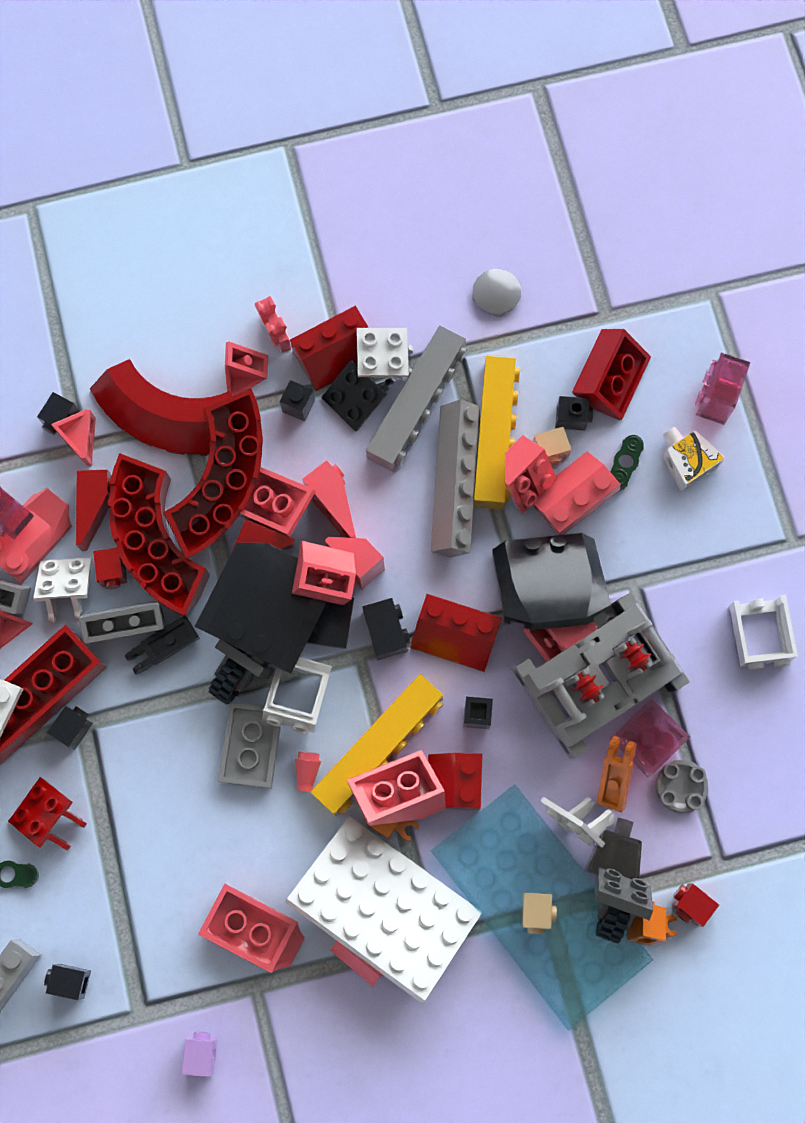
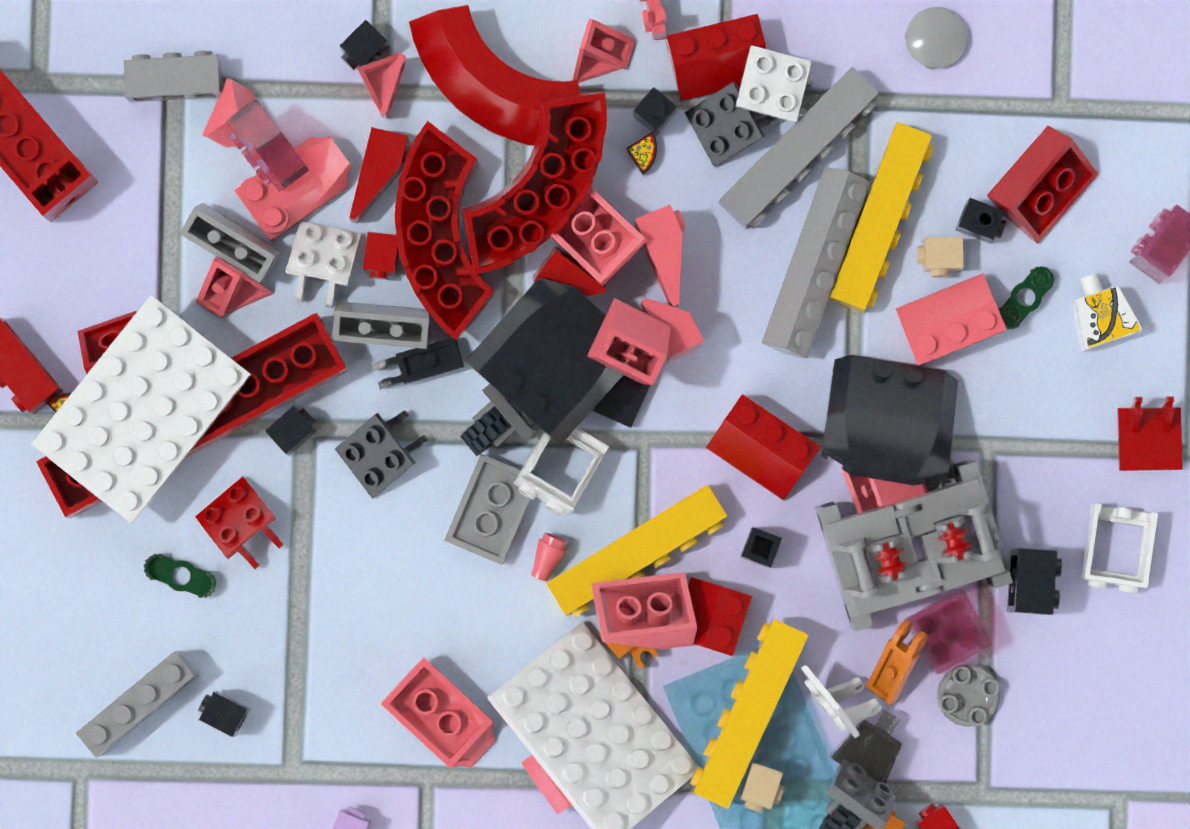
camera: 15 degrees right, 10 degrees up
(145, 727) = (376, 454): none -> plate
(297, 435) = (644, 152): none -> tile
(385, 628) = (683, 418): black brick -> none
(509, 852) = (749, 714): none -> yellow brick
(527, 472) = (901, 283): coral slope -> none
(707, 677) = (1033, 581): none -> black brick
(757, 539) = (1149, 437): none -> red plate

